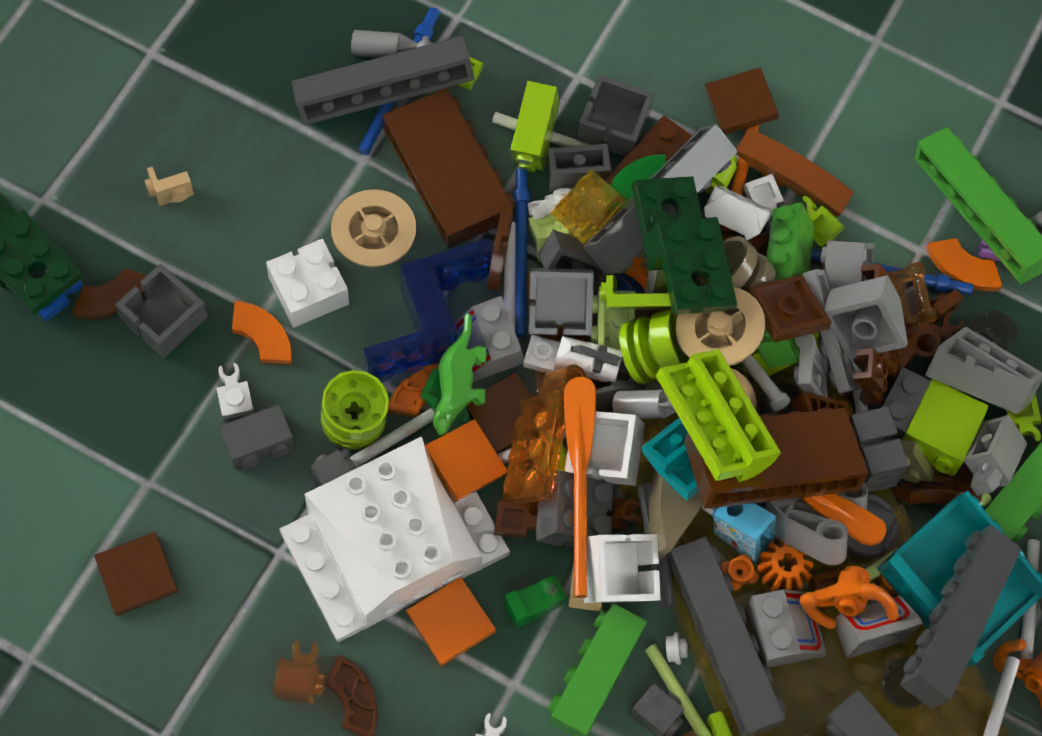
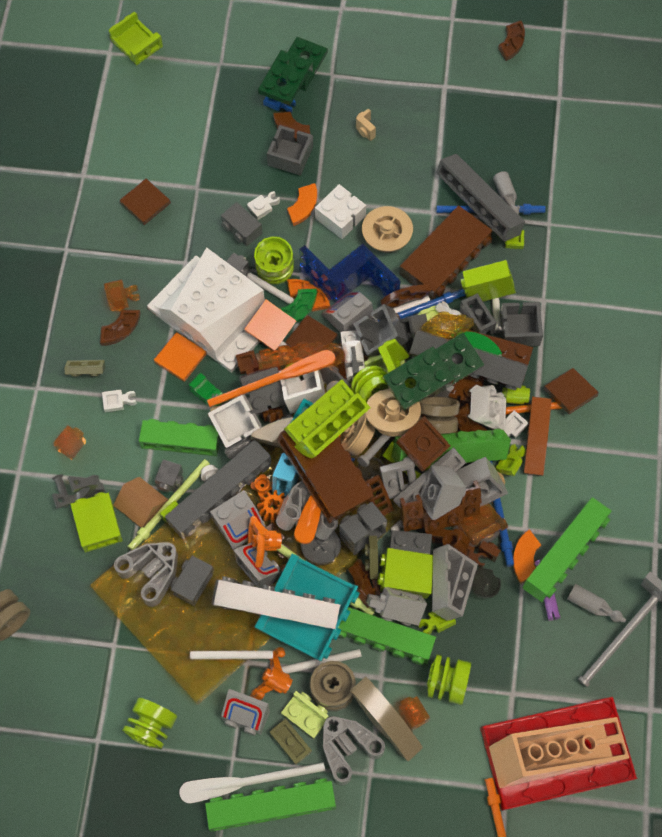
camera: 75 degrees right, 0 degrees up
(457, 379) = (312, 301): bright green animal -> none

